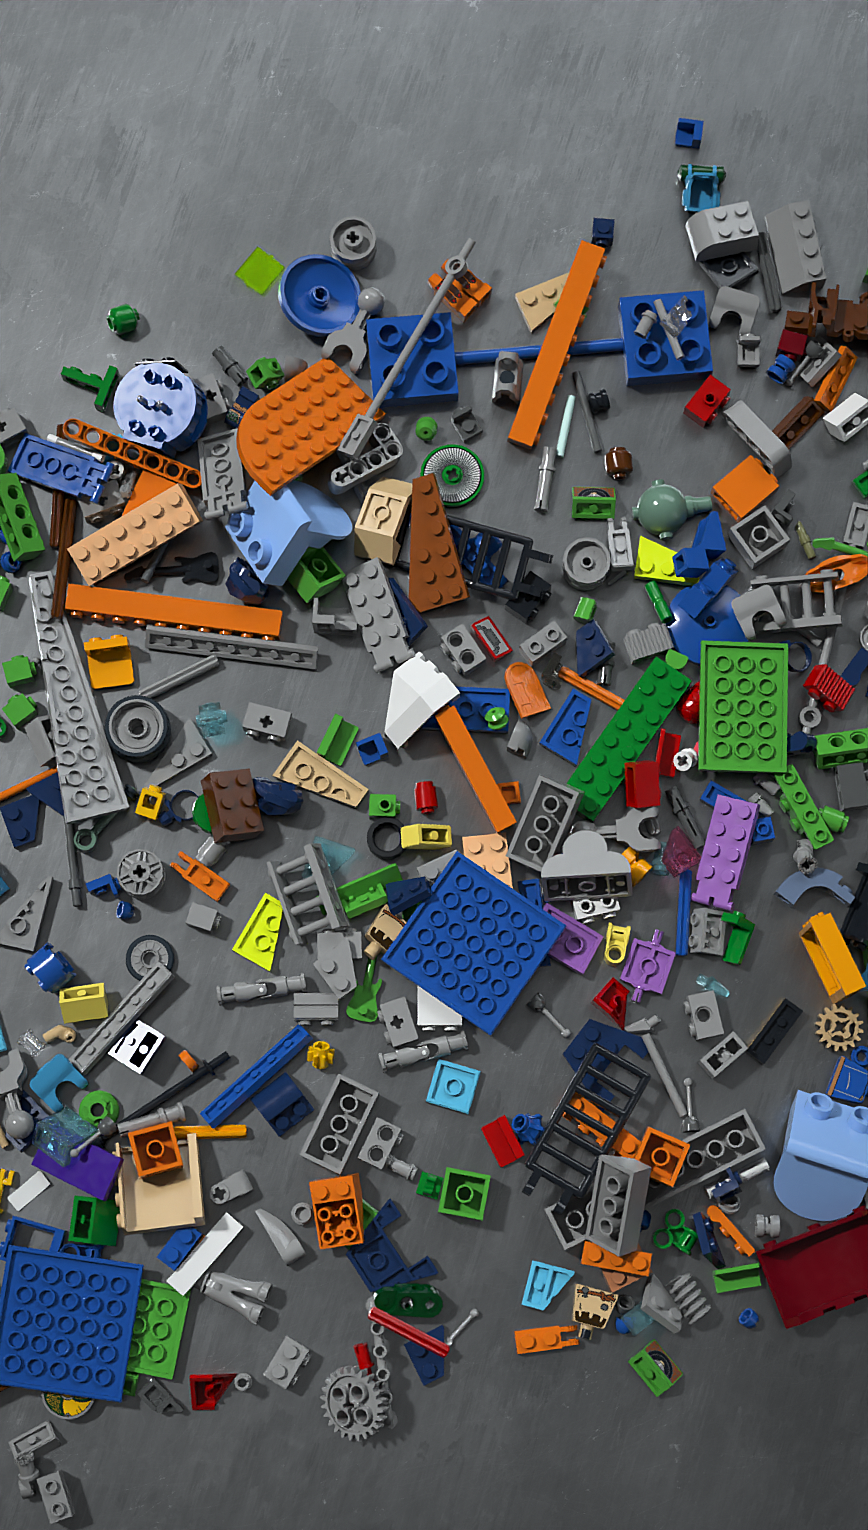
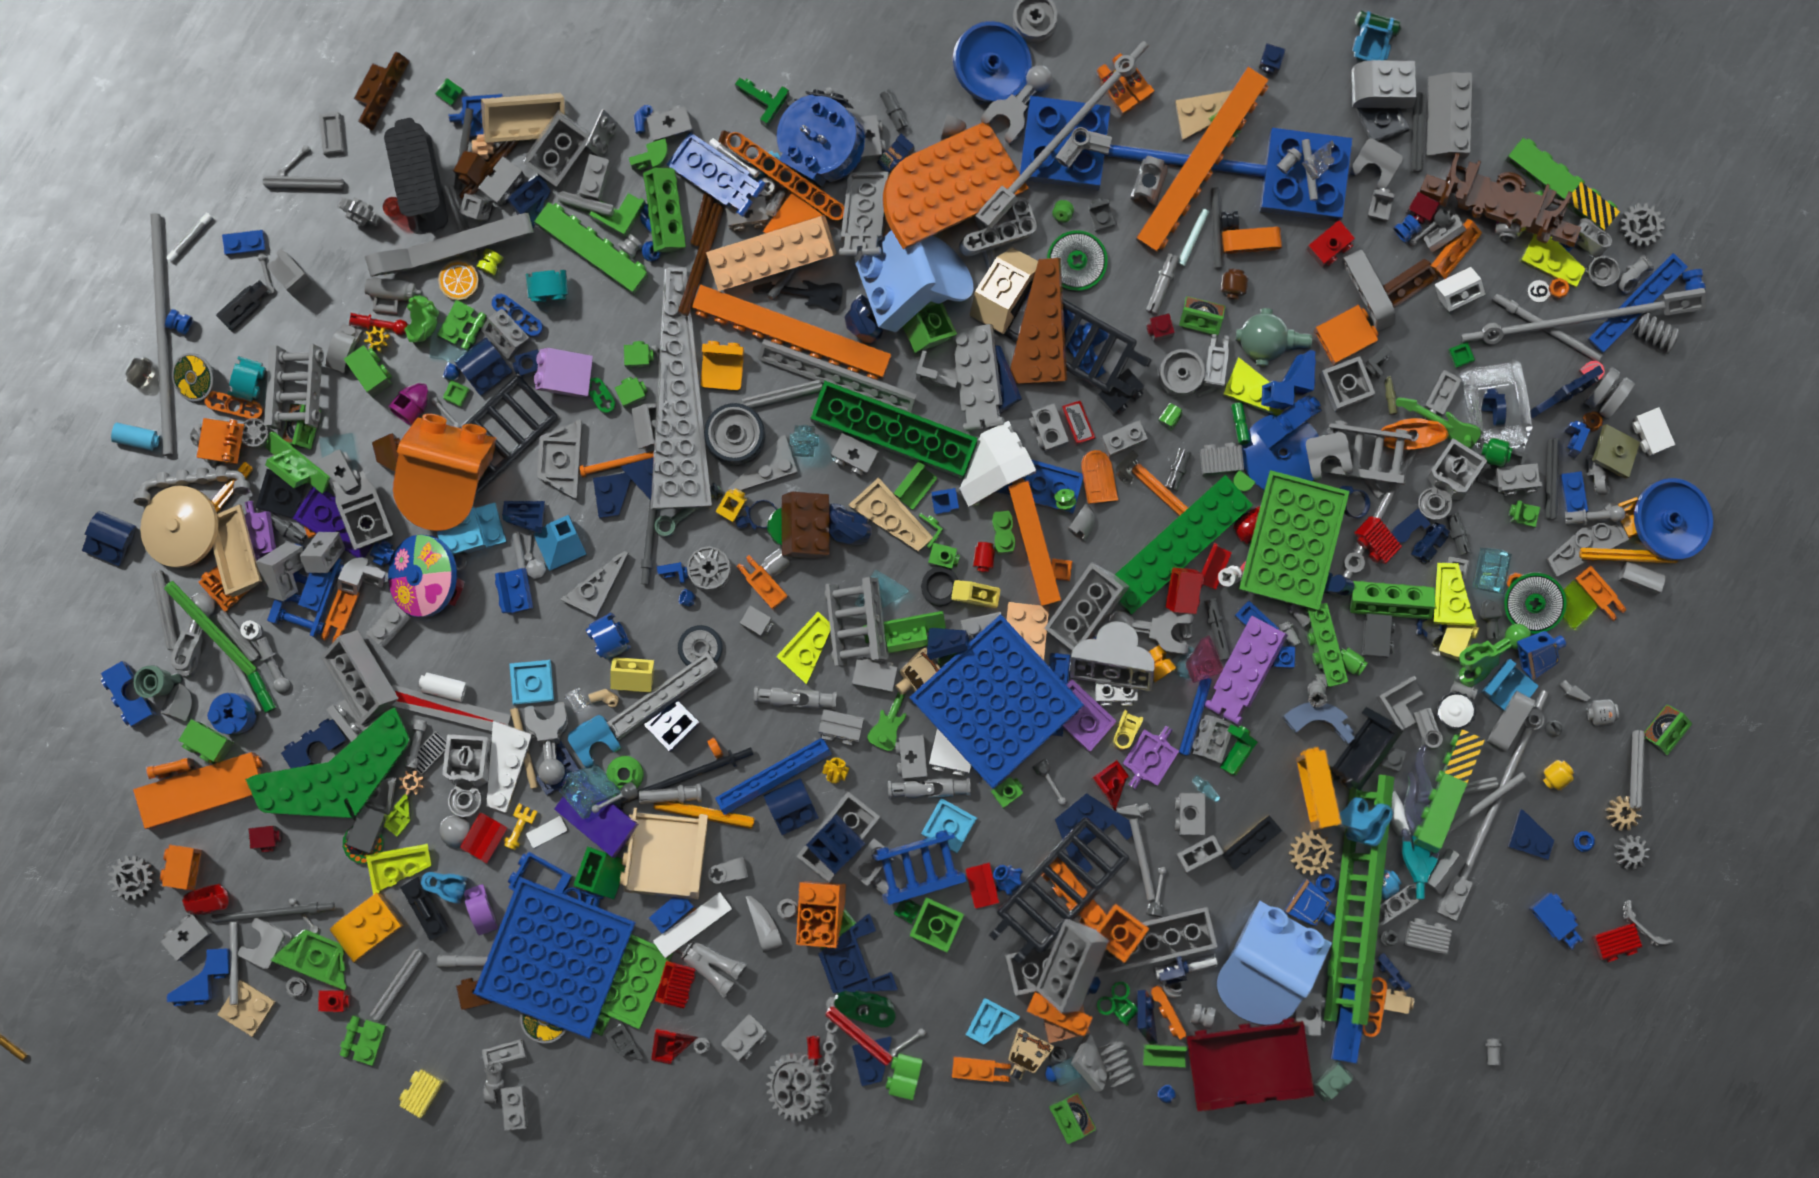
camera: 15 degrees right, 5 degrees up
(122, 319) = (804, 43): green head -> none
(155, 1150) = (668, 822): orange brick -> none
(200, 1322) = (675, 984): none -> red brick
(259, 271) = (941, 24): clear neon green piece -> none
(265, 373) = (925, 125): bright green brick -> none
(302, 687) = (893, 429): none -> green brick
(338, 969) = (868, 697): light grey wing -> none
(338, 1132) = (835, 844): none -> dark blue brick
(366, 775) = (934, 524): none -> bright green bracket
(421, 359) = (1072, 149): none -> light grey piece
(442, 772) = (1002, 527): none -> bright green brick
(450, 1149) = (913, 887): none -> blue fence
(468, 1364) = (905, 1076): none -> bright green brick
(506, 1036) = (1007, 791): none -> bright green brick
(553, 523) = (1160, 327): none -> dark red brick
(568, 727) = (1128, 523): blue wing -> none
(592, 648) = (1168, 453): dark blue wing -> none
(626, 415) = (1251, 240): none -> orange beam

